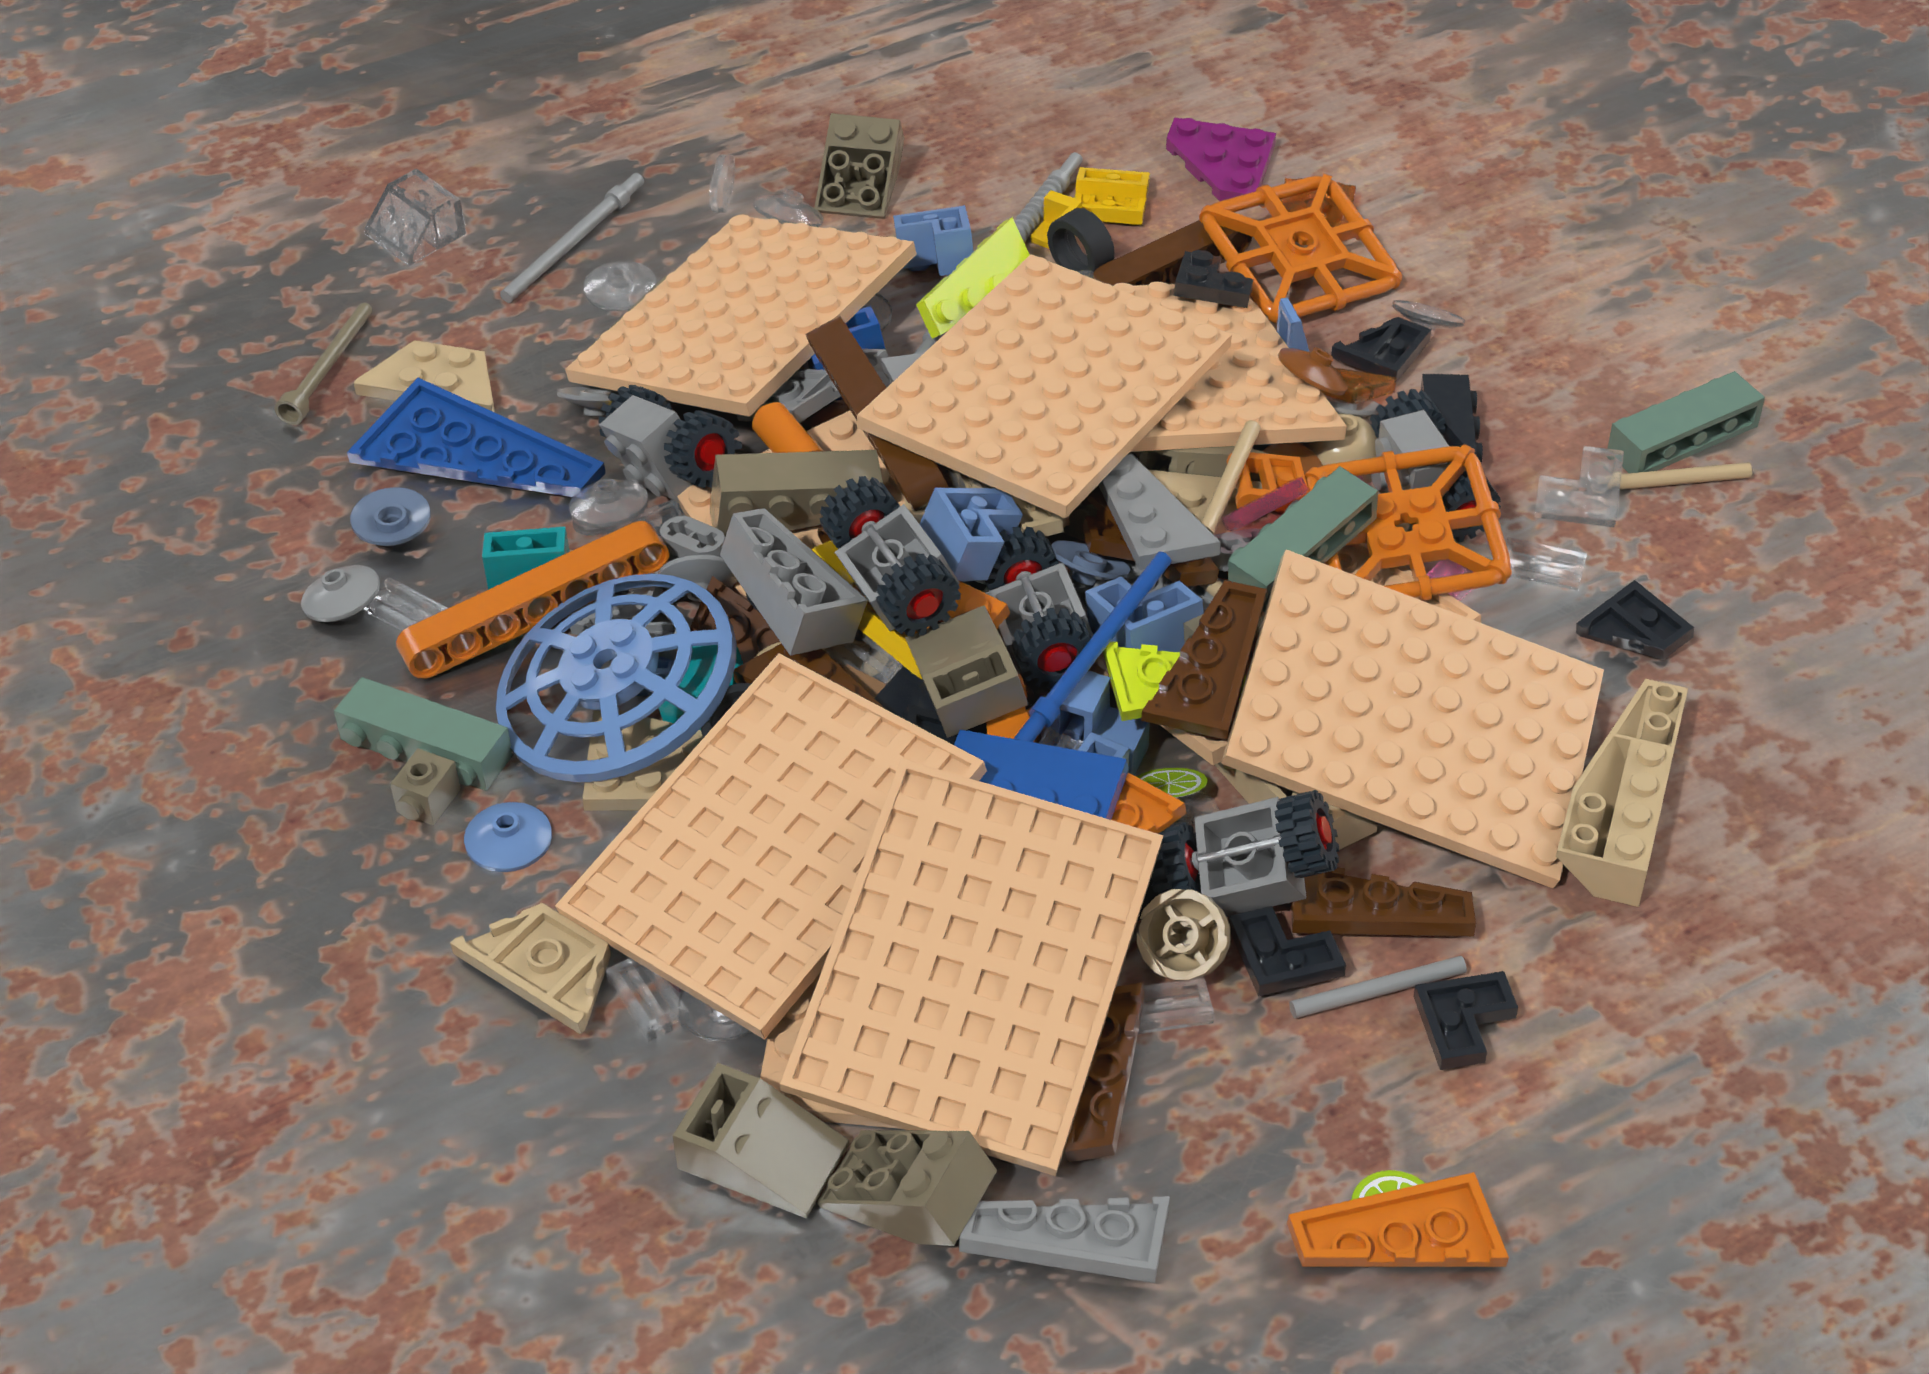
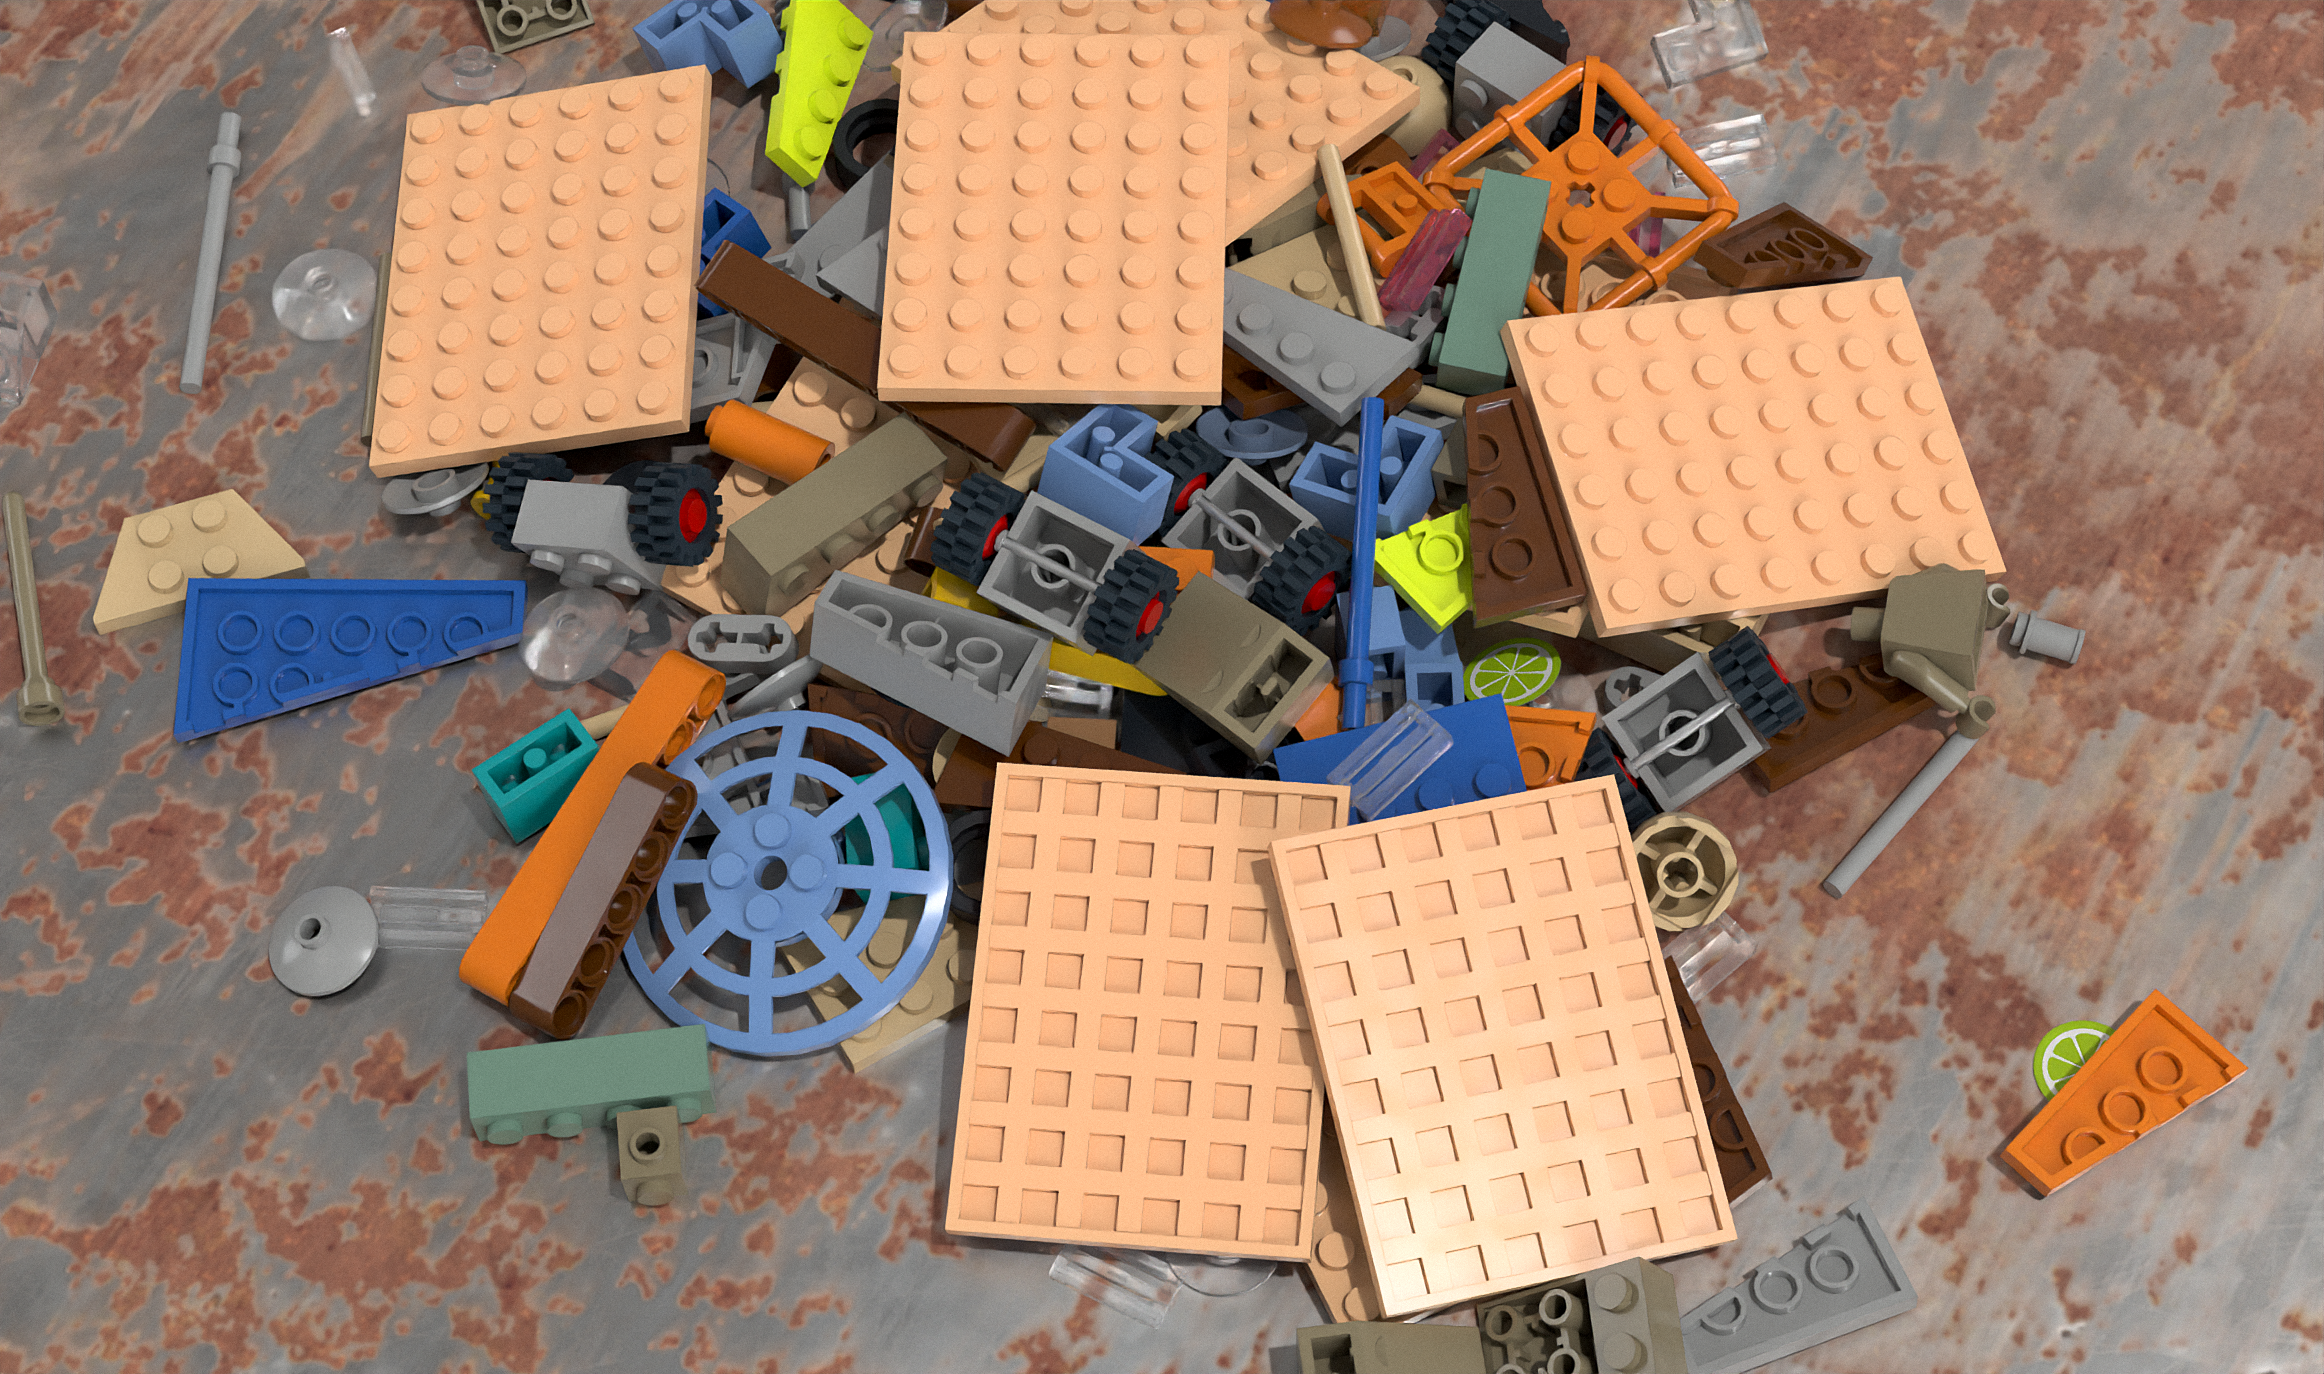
camera: 30 degrees left, 15 degrees up
(390, 516) = (303, 778): sand blue dish -> none
(483, 635) = (603, 900): none -> reddish brown beam
(508, 837) = (796, 1184): medium blue dish -> none
(542, 961) = (970, 1304): tan wing -> none
(1026, 768) = (1402, 777): none -> clear tile
(1283, 963) = (1786, 840): black plate -> none
(1454, 1010) = (2002, 800): black plate -> none
(1472, 882) = (1936, 636): none -> dark tan torso
(1523, 616) = (1778, 250): none -> reddish brown wing
(1551, 925) = (2046, 637): none -> light grey pin
(1621, 797) = (2015, 426): tan wedge -> none
(1637, 623) = (1877, 183): black wing -> none

